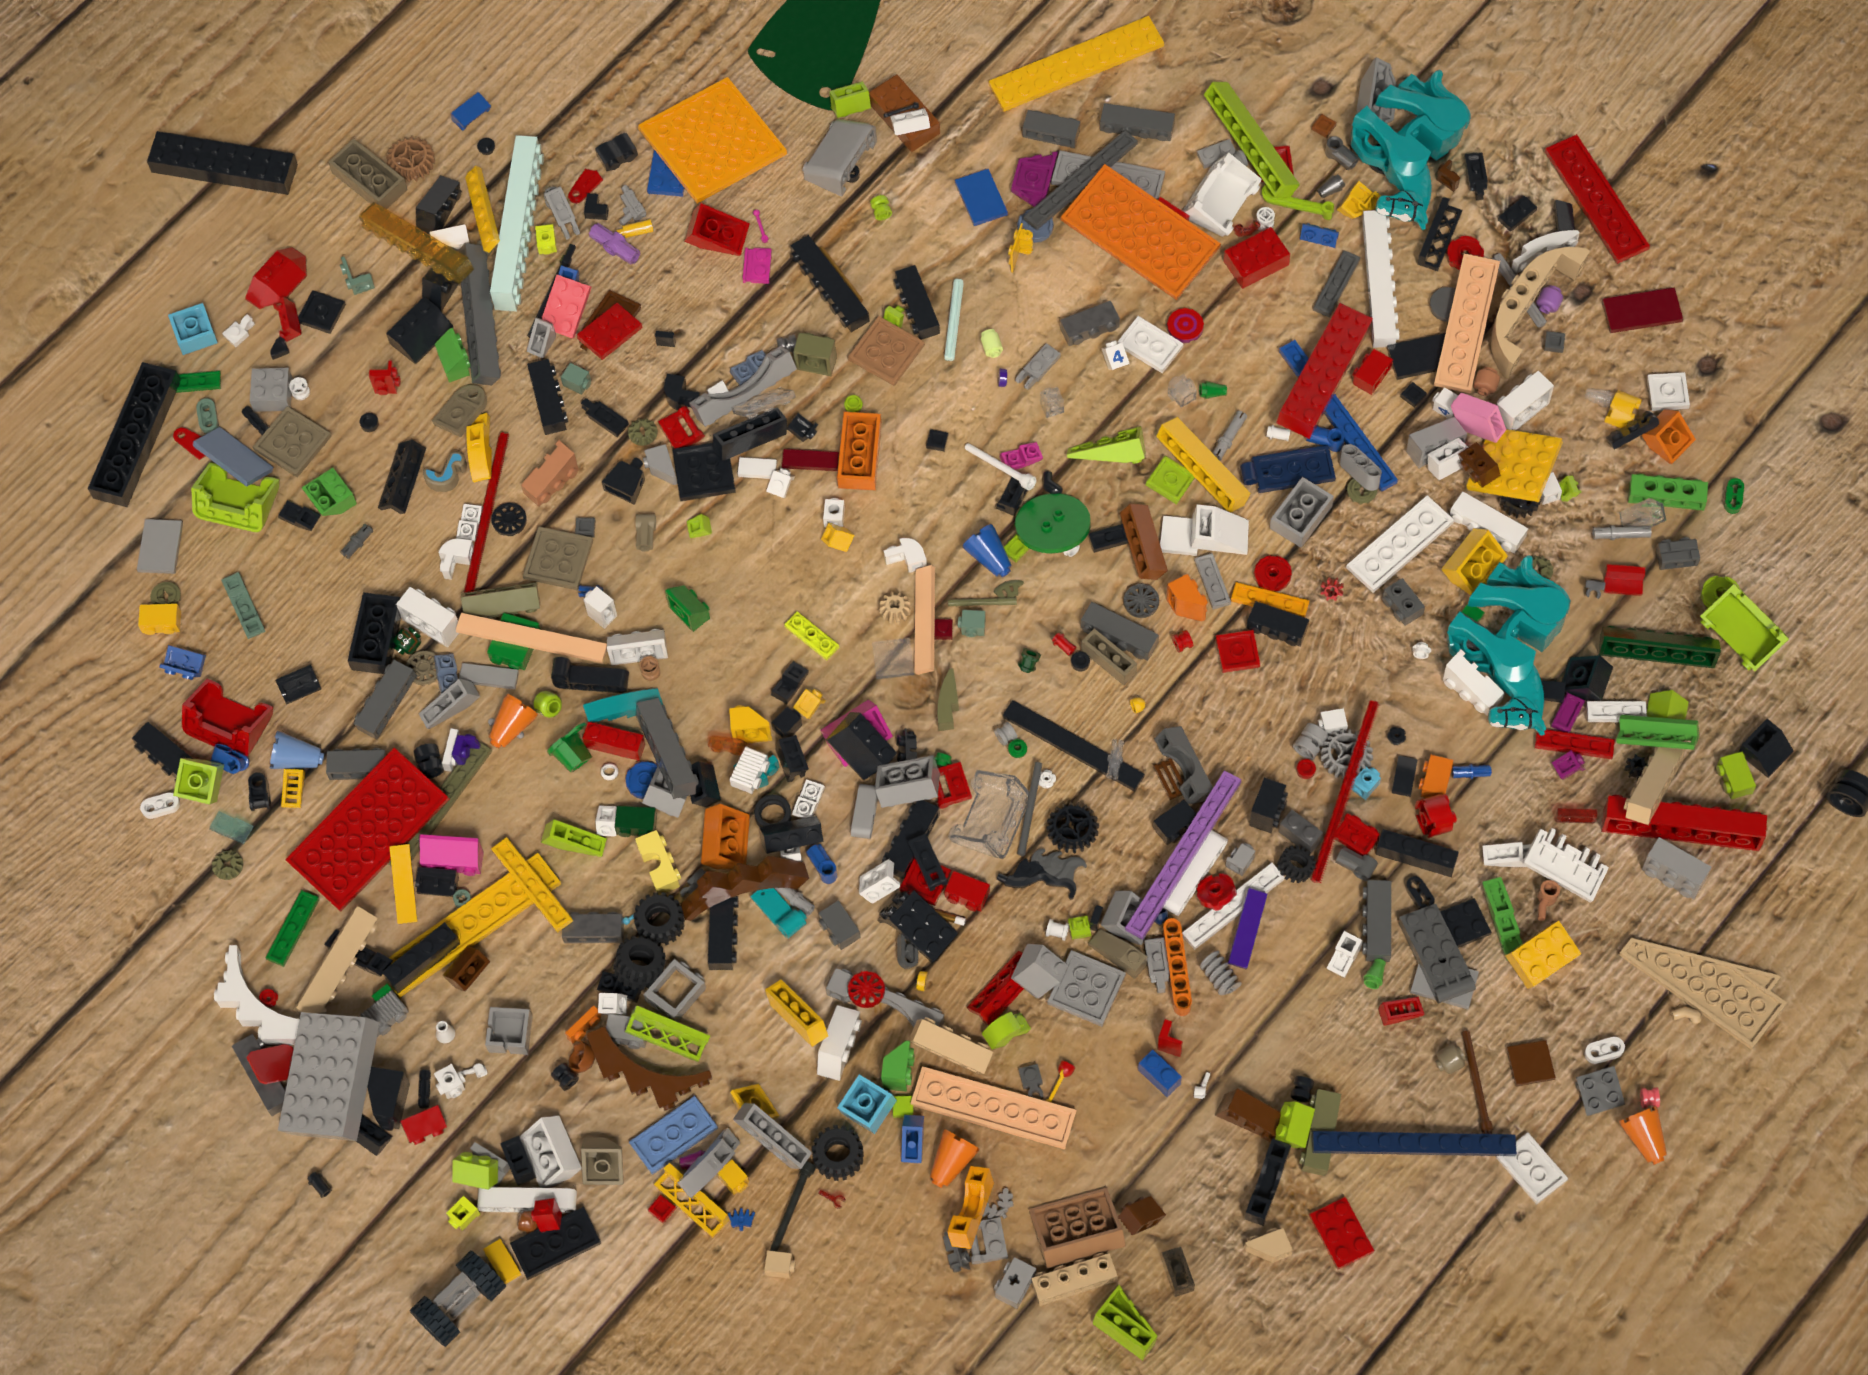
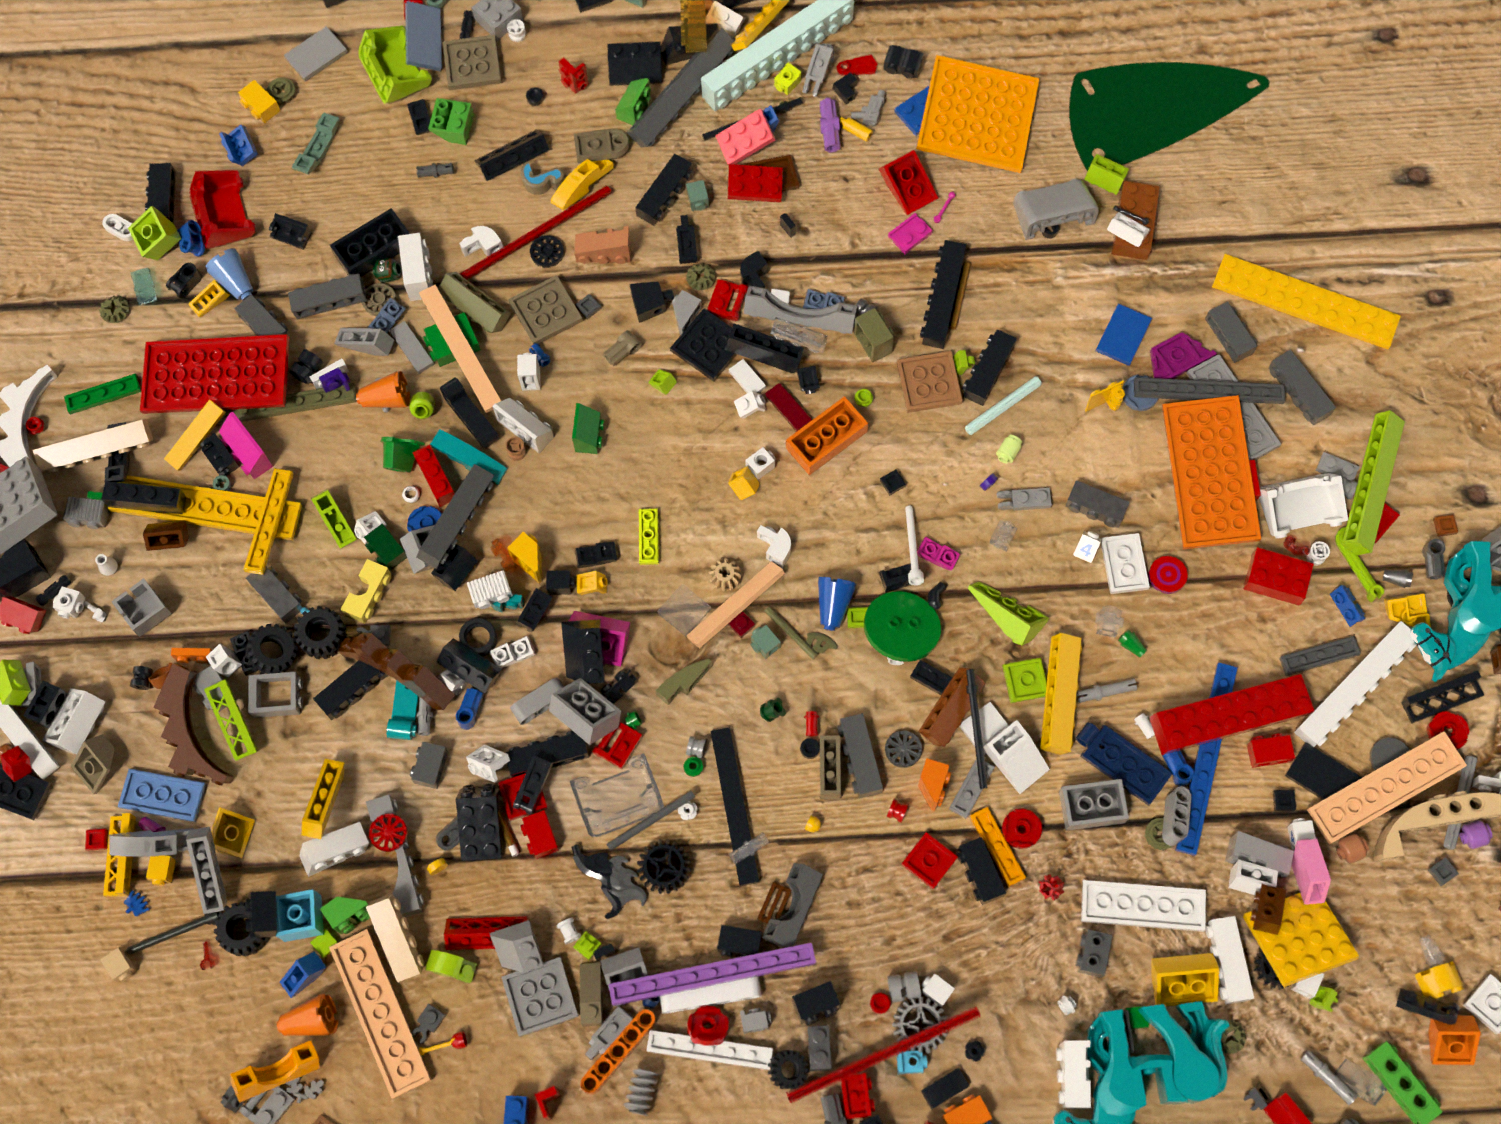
camera: 45 degrees right, 5 degrees up
(469, 522) = (514, 230): white slope -> none
(541, 338) = (706, 145): light grey slope -> none
(724, 837) = (427, 621): orange slope -> none
(845, 1121) = (262, 914): none -> black brick
(881, 207) = (1041, 275): lime wheel -> none
(1147, 515) = (972, 690): none -> black bar
(1247, 928) = (698, 1079): dark purple tile -> none
(1525, 400) = (1362, 895): white brick -> none

